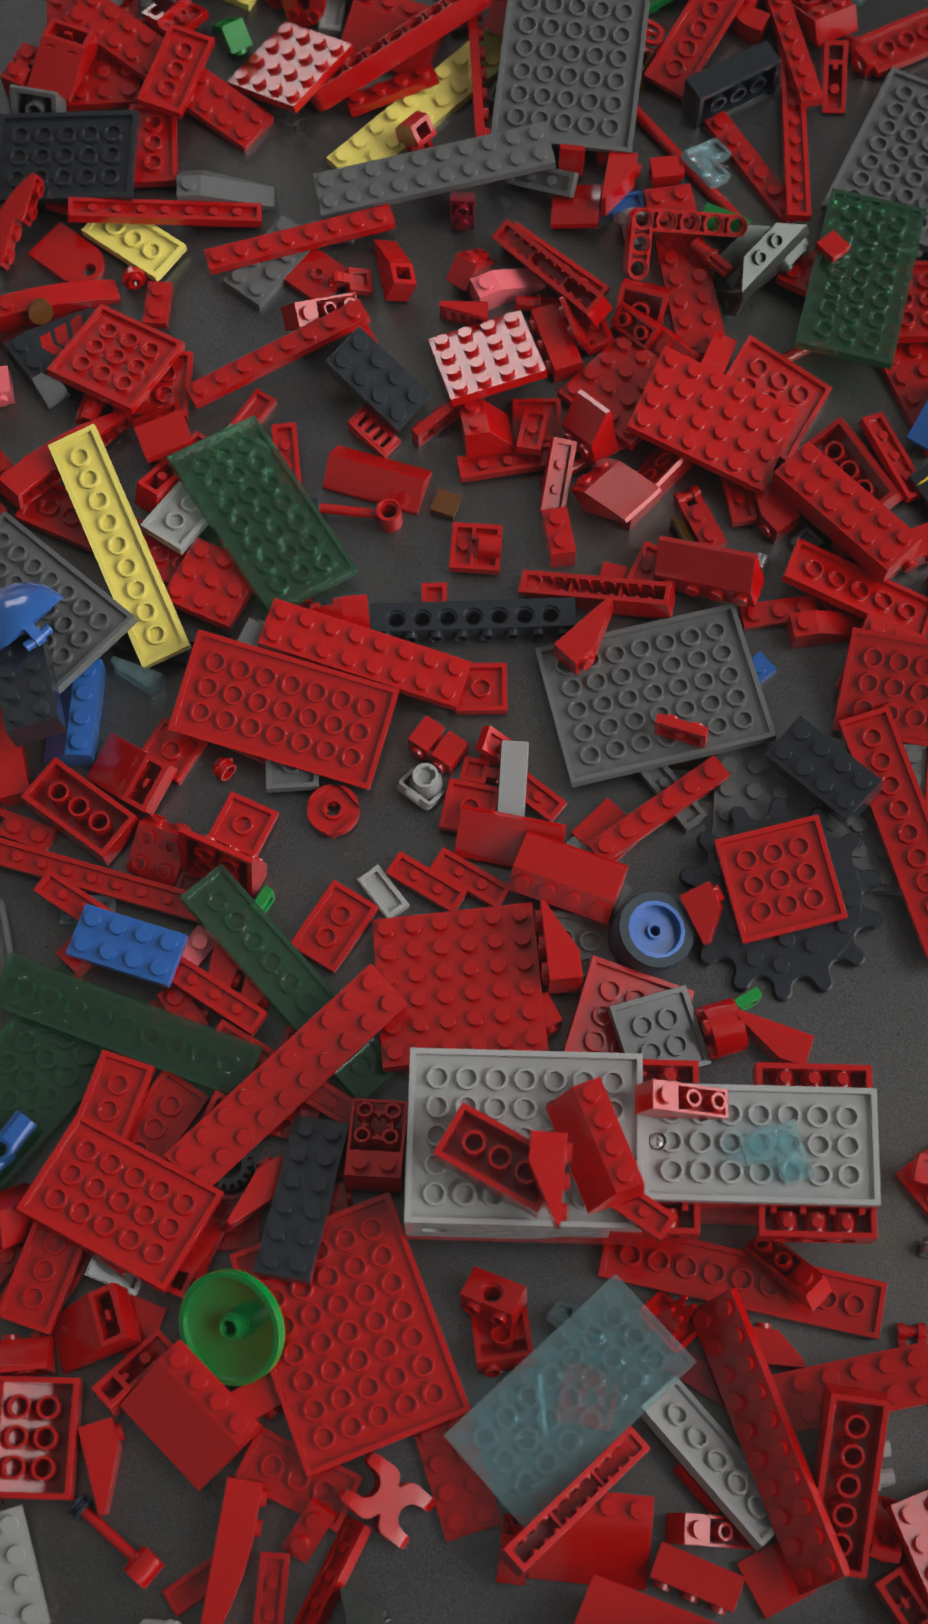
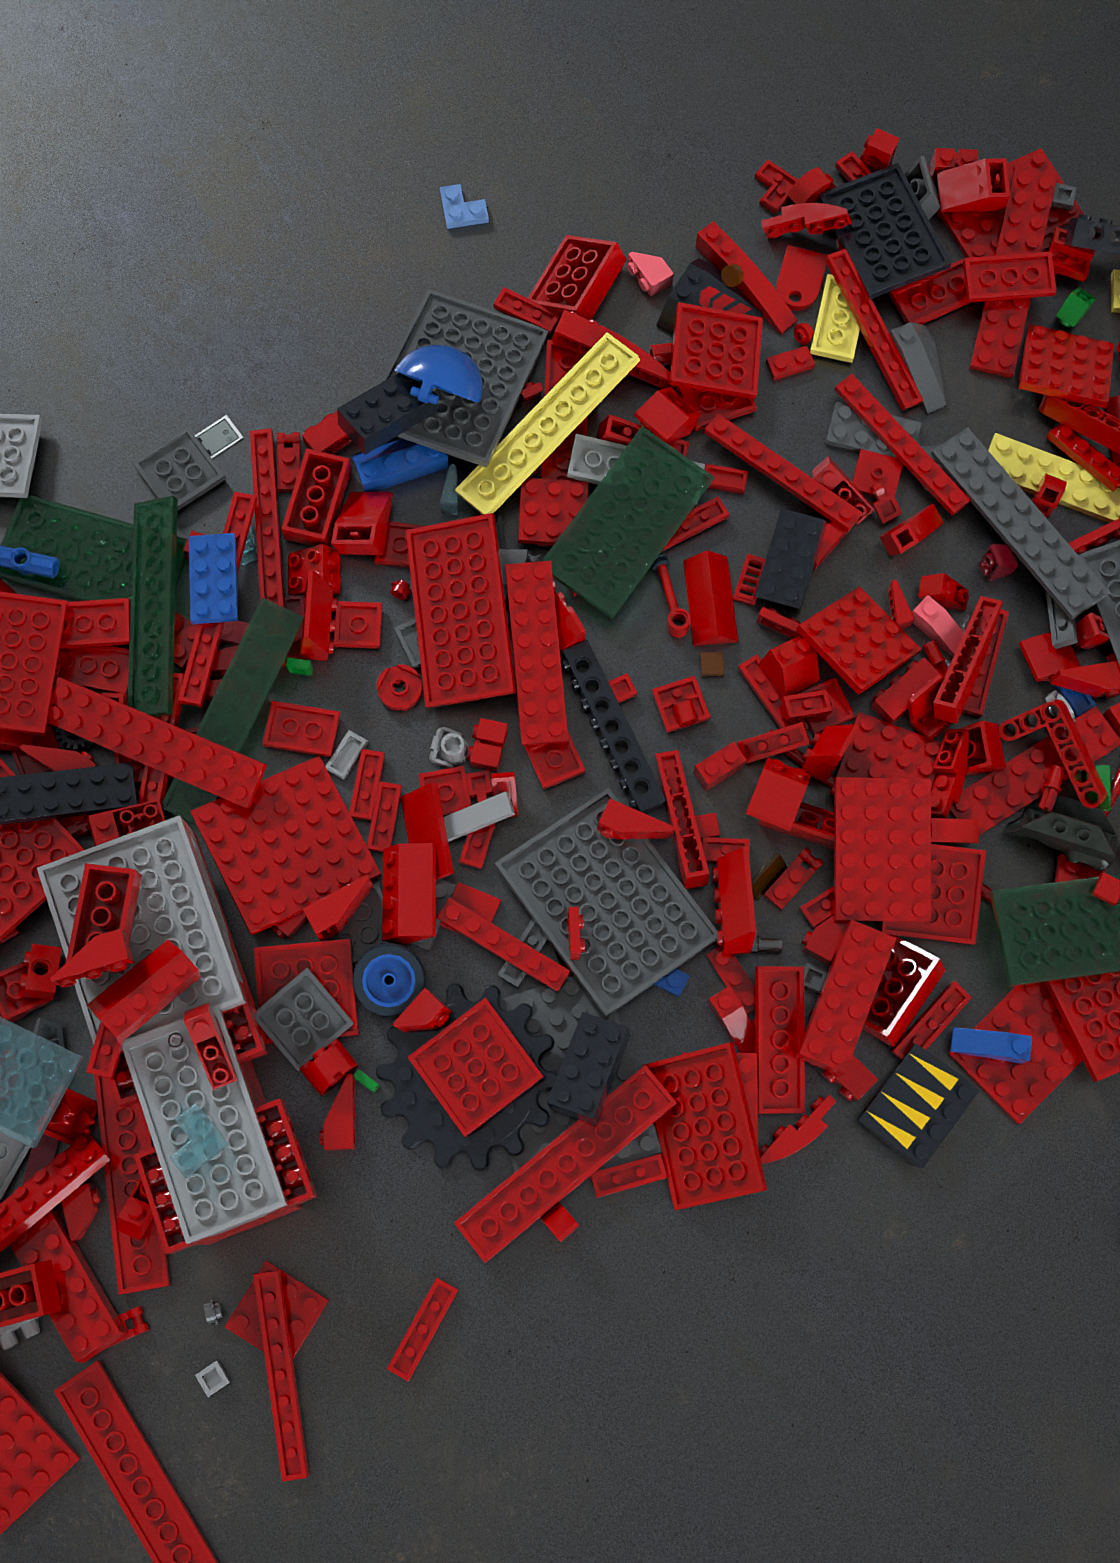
camera: 65 degrees right, 5 degrees up
(66, 549) = (530, 391): none -> red plate

